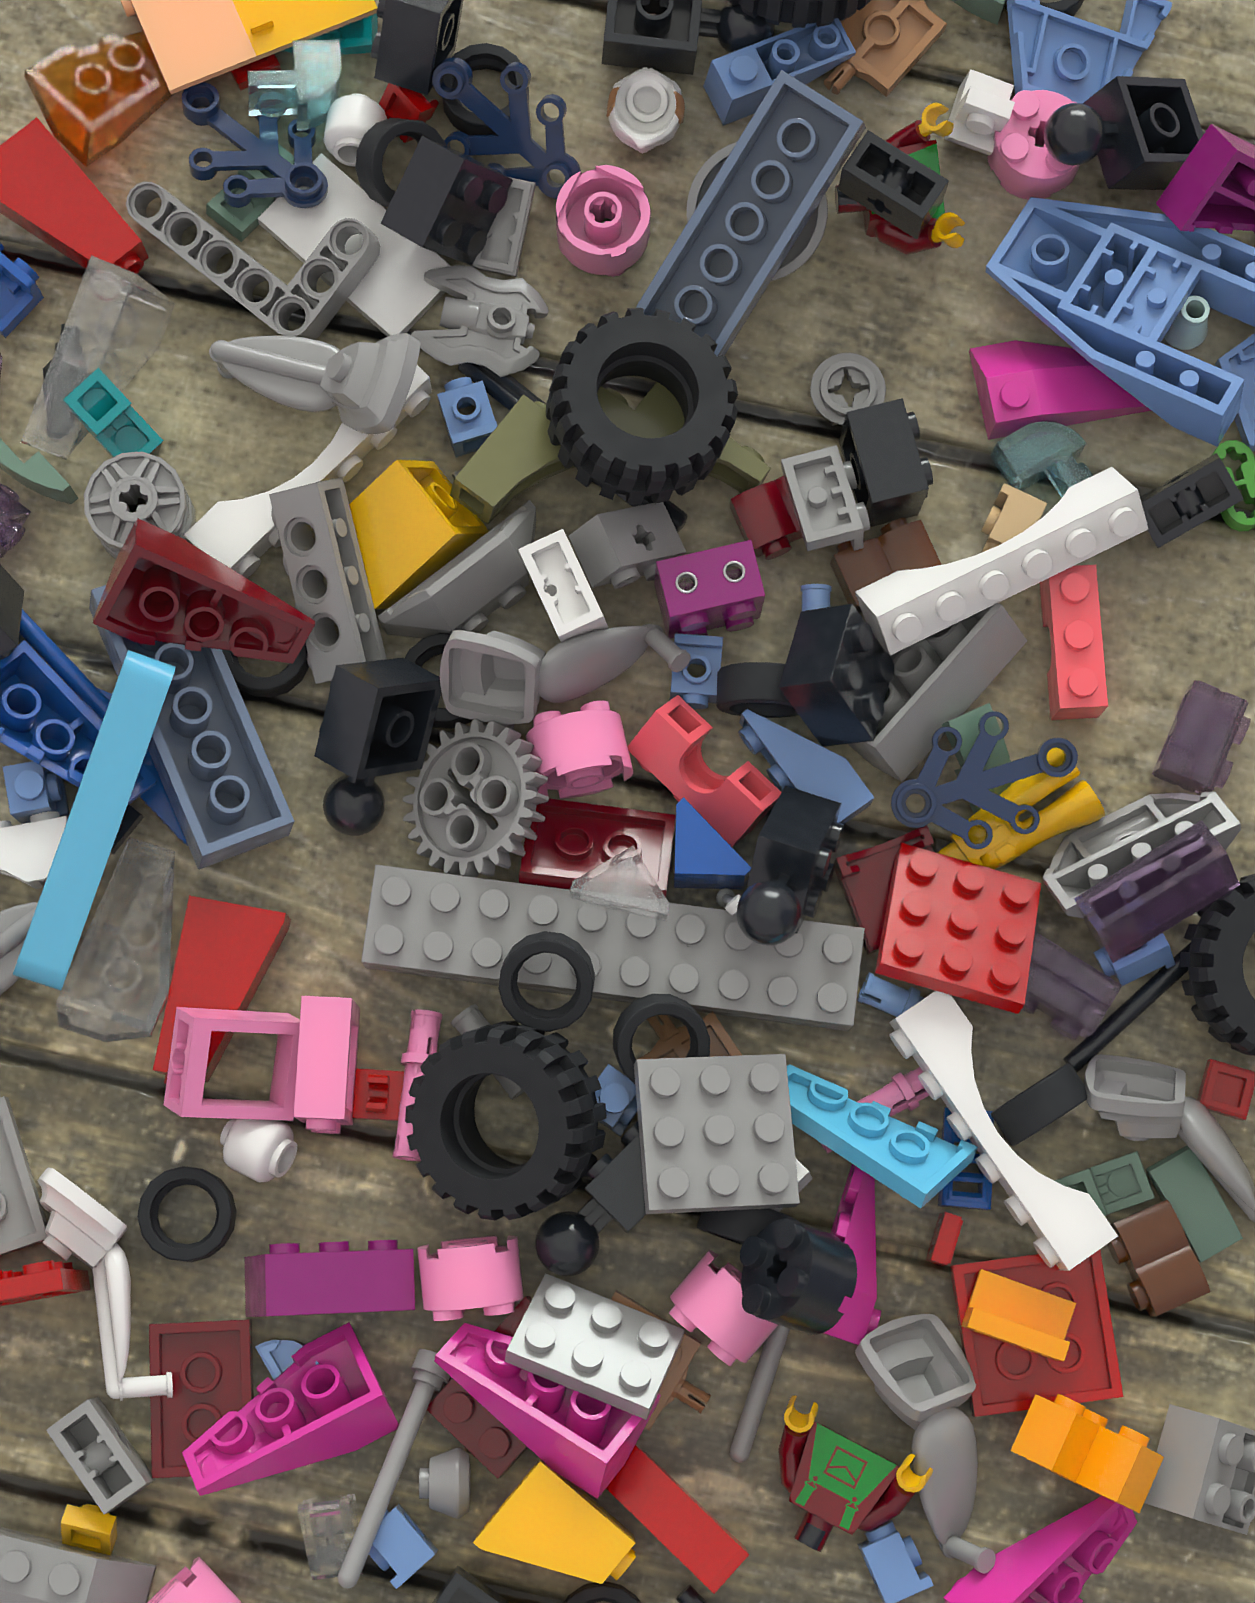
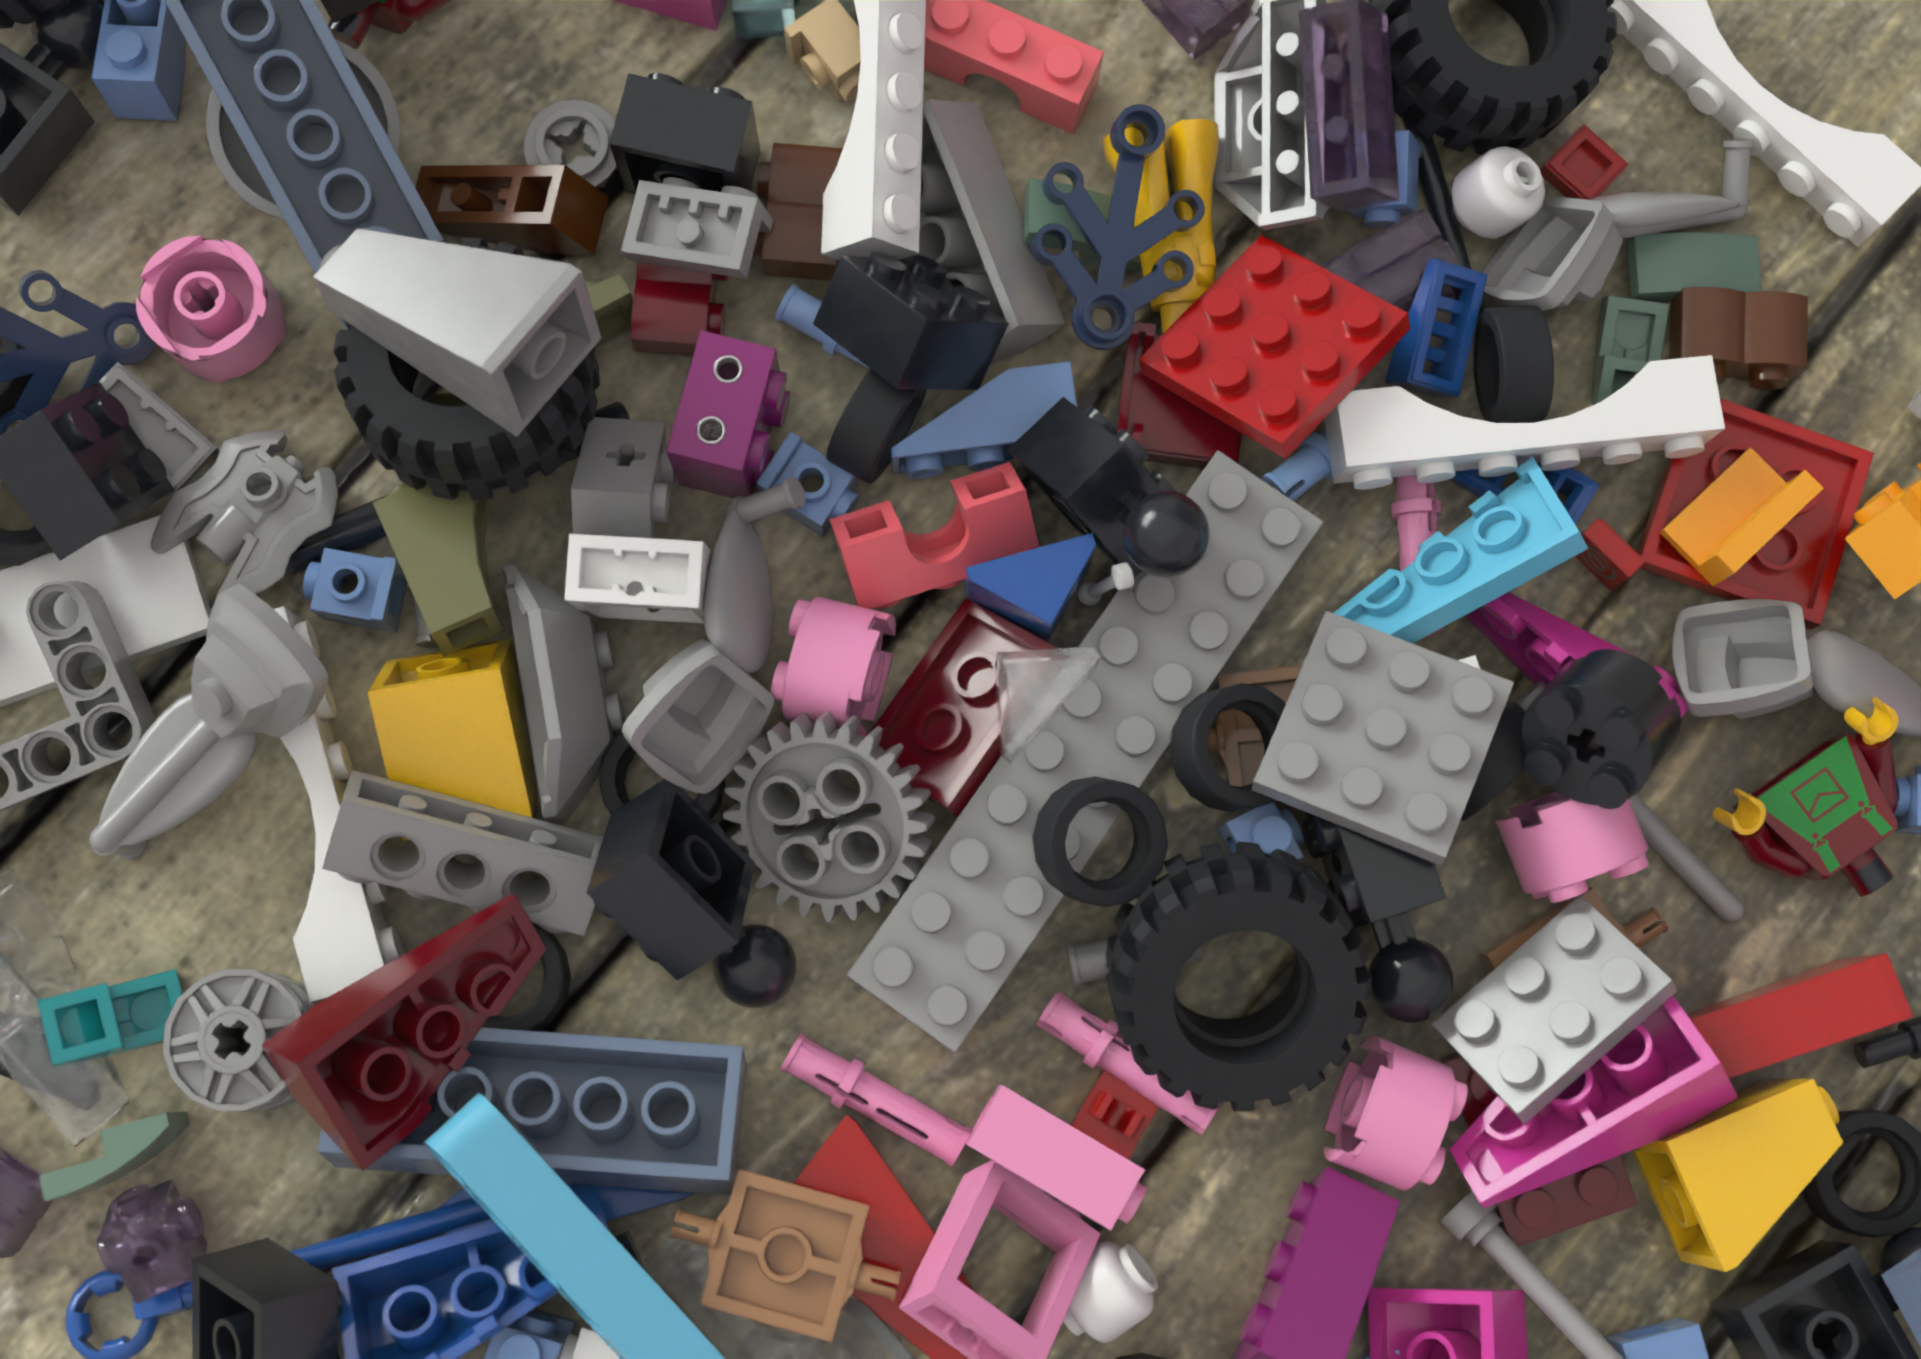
camera: 65 degrees left, 0 degrees up
(174, 918) = (785, 1255): none -> medium nougat plate
(308, 927) = (875, 1099): none -> bright pink pin
(447, 1483) = (1615, 1266): light grey cone -> none
(645, 109) = (104, 190): white hair -> none
(660, 392) = (469, 318): none -> light grey slope
(782, 373) = (523, 205): none -> reddish brown slope
(1029, 1061) = (1452, 356): none -> blue slope
(1165, 1033) = (1498, 192): none -> white head

